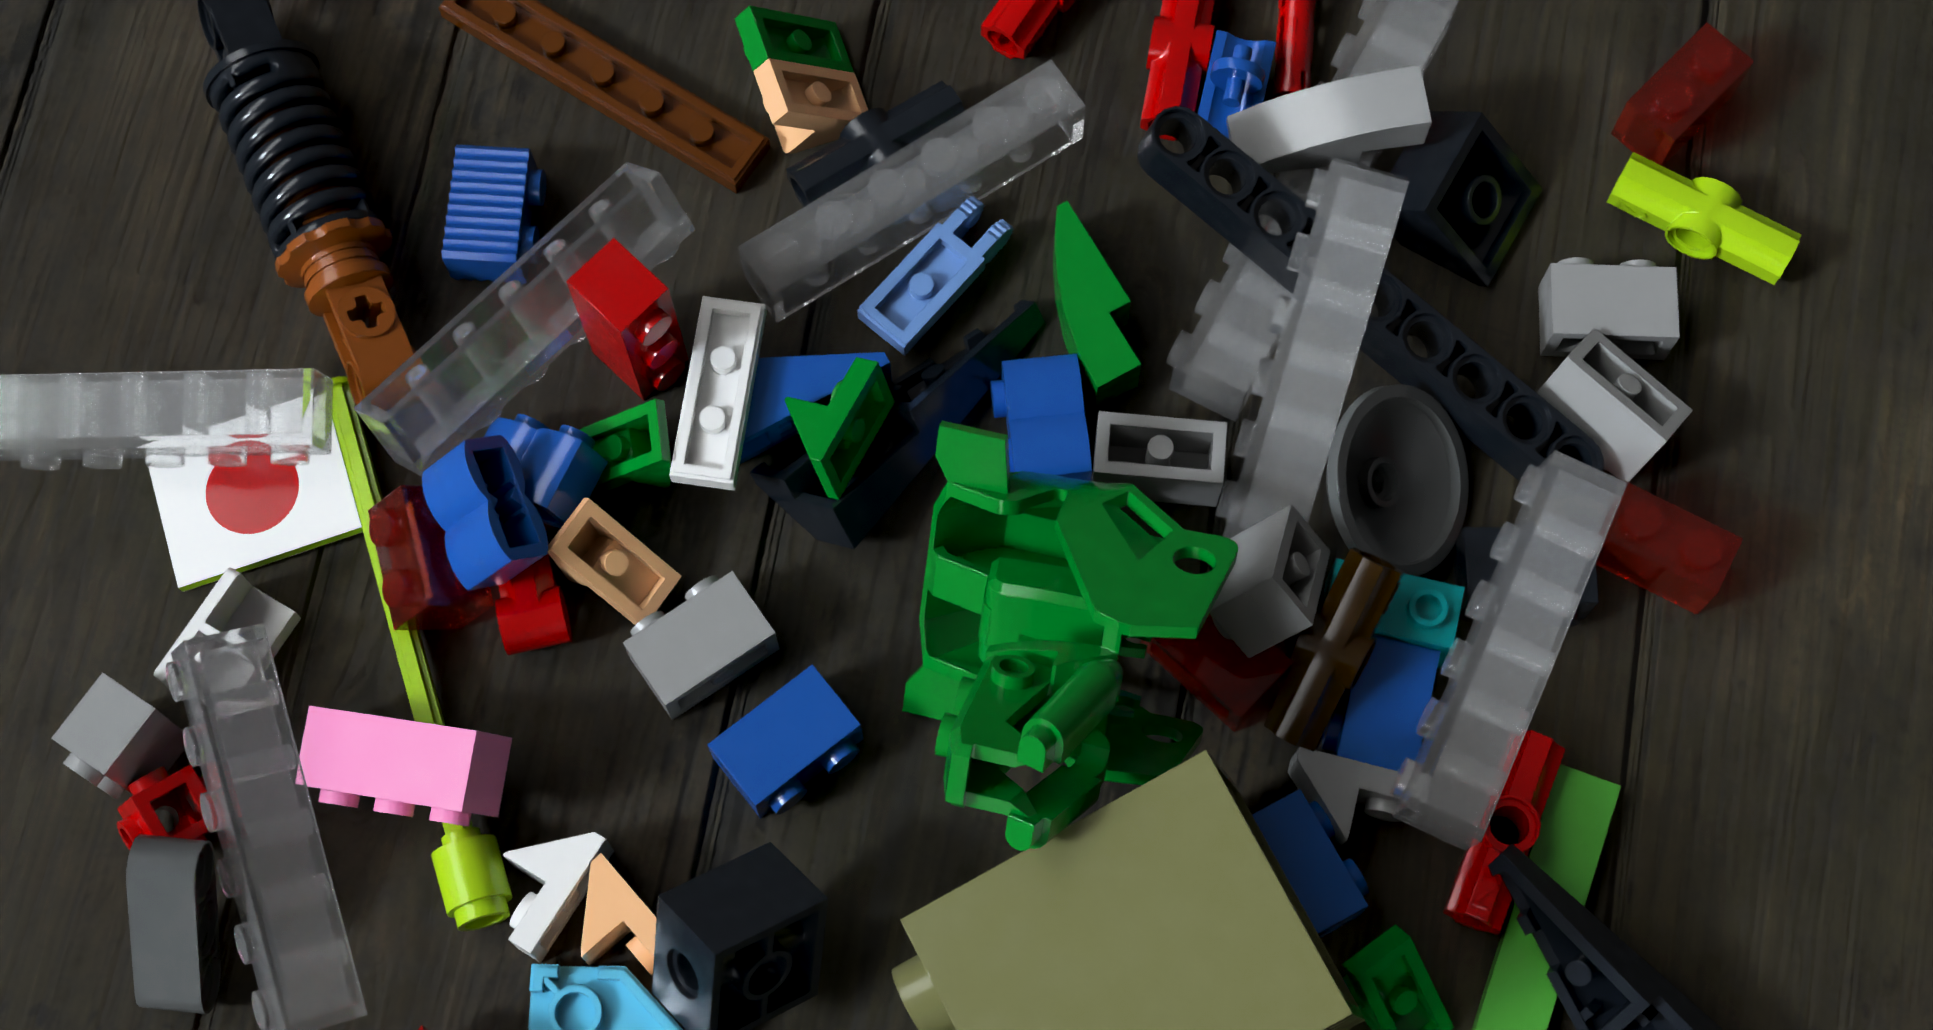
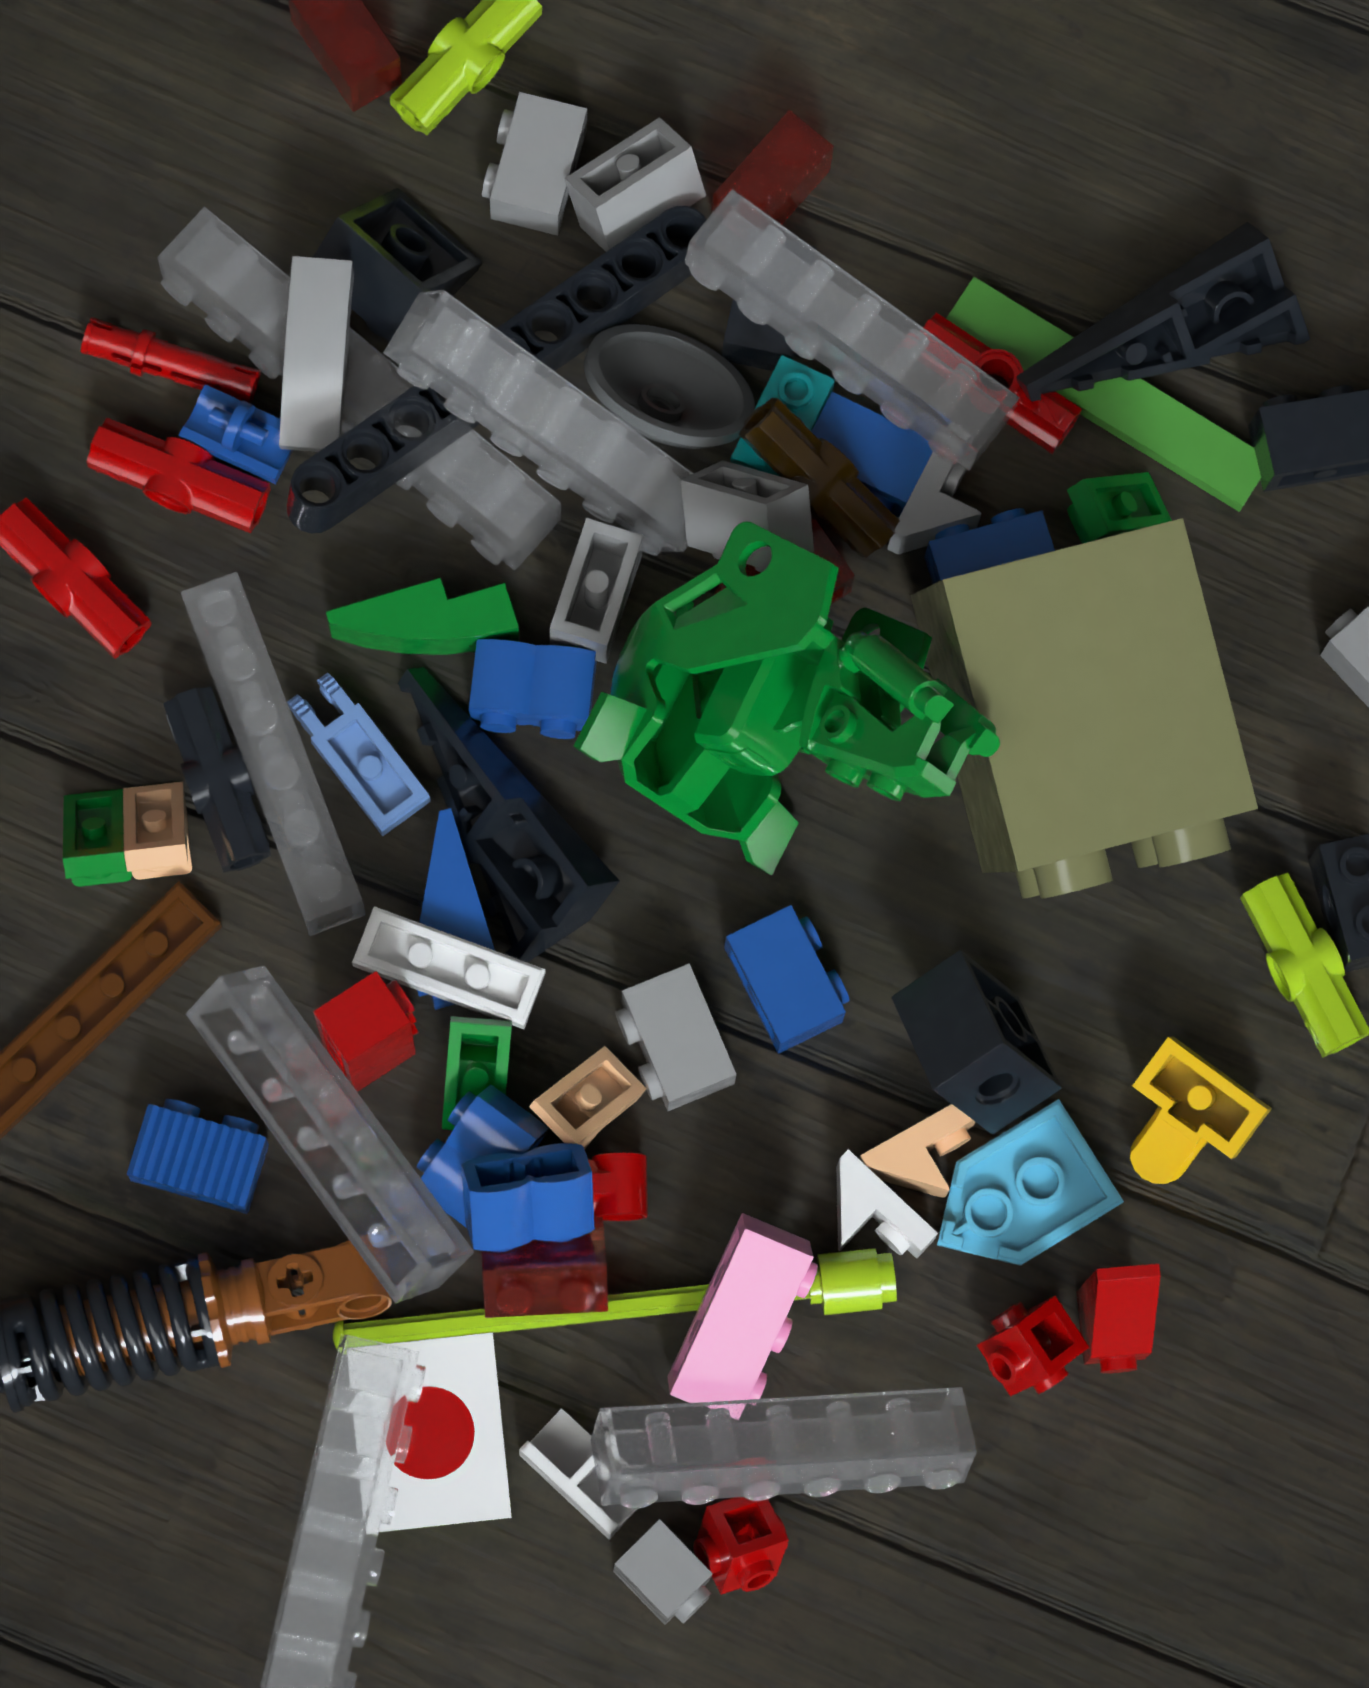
camera: 85 degrees left, 5 degrees up
(173, 923) = (848, 1544): dark grey beam -> none
(843, 430) = (517, 868): green slope -> none

